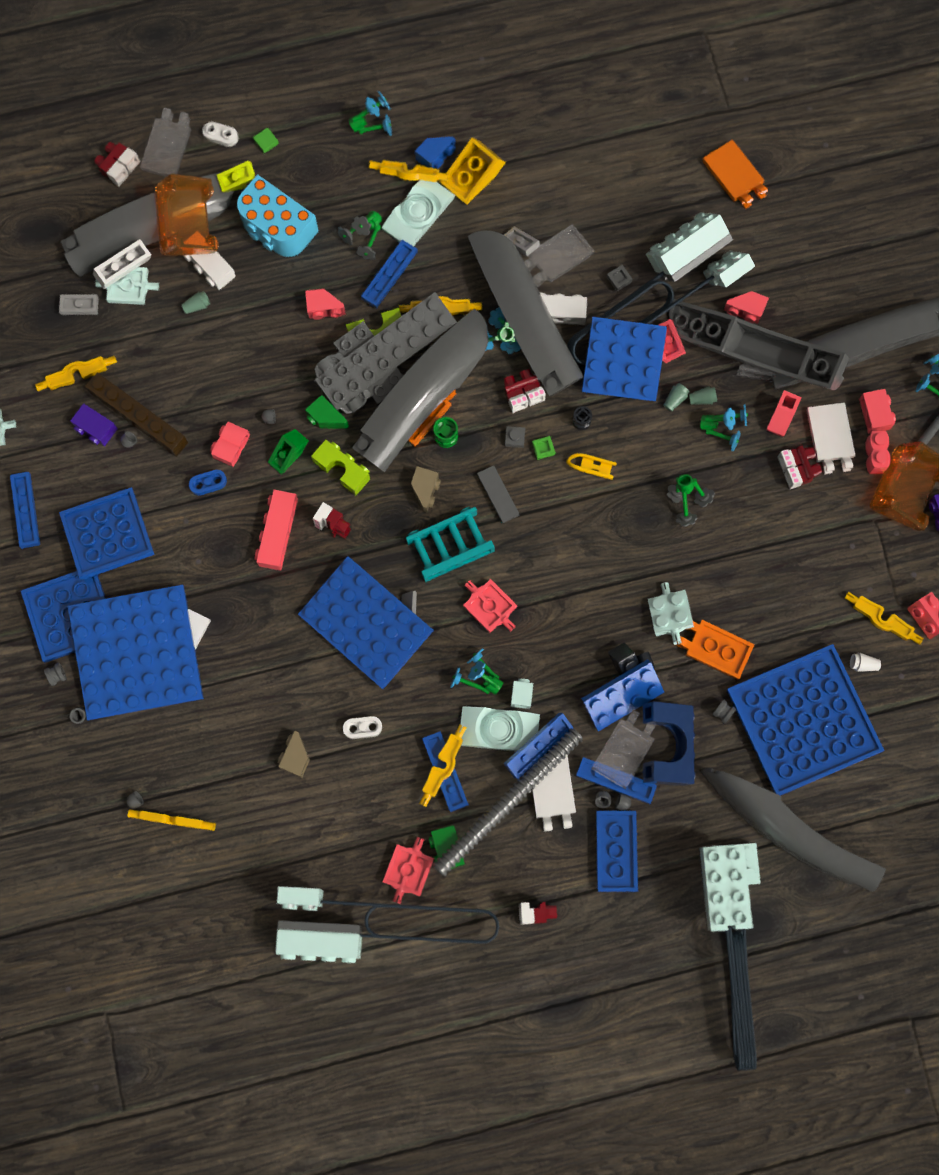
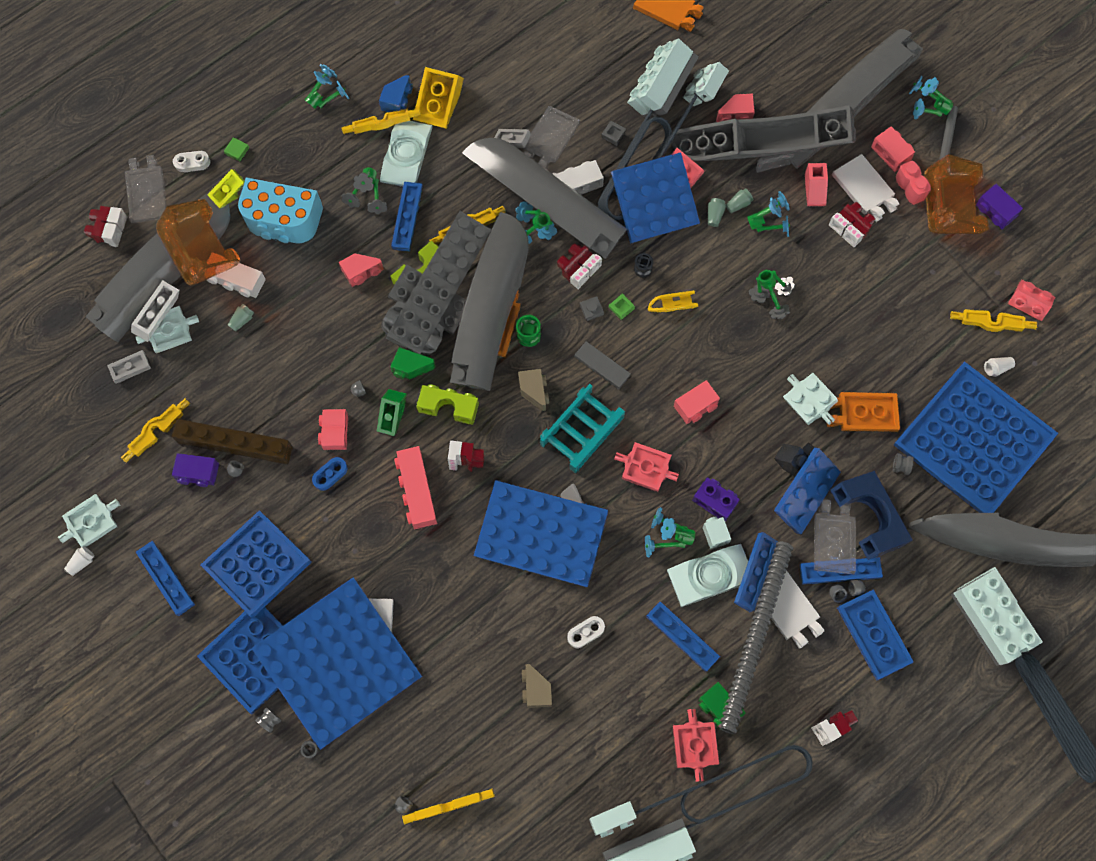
camera: 25 degrees left, 5 degrees down
(437, 774) = (679, 642): yellow piece -> none
(537, 664) = (716, 499): none -> dark purple brick
(565, 568) = (697, 402): none -> coral brick

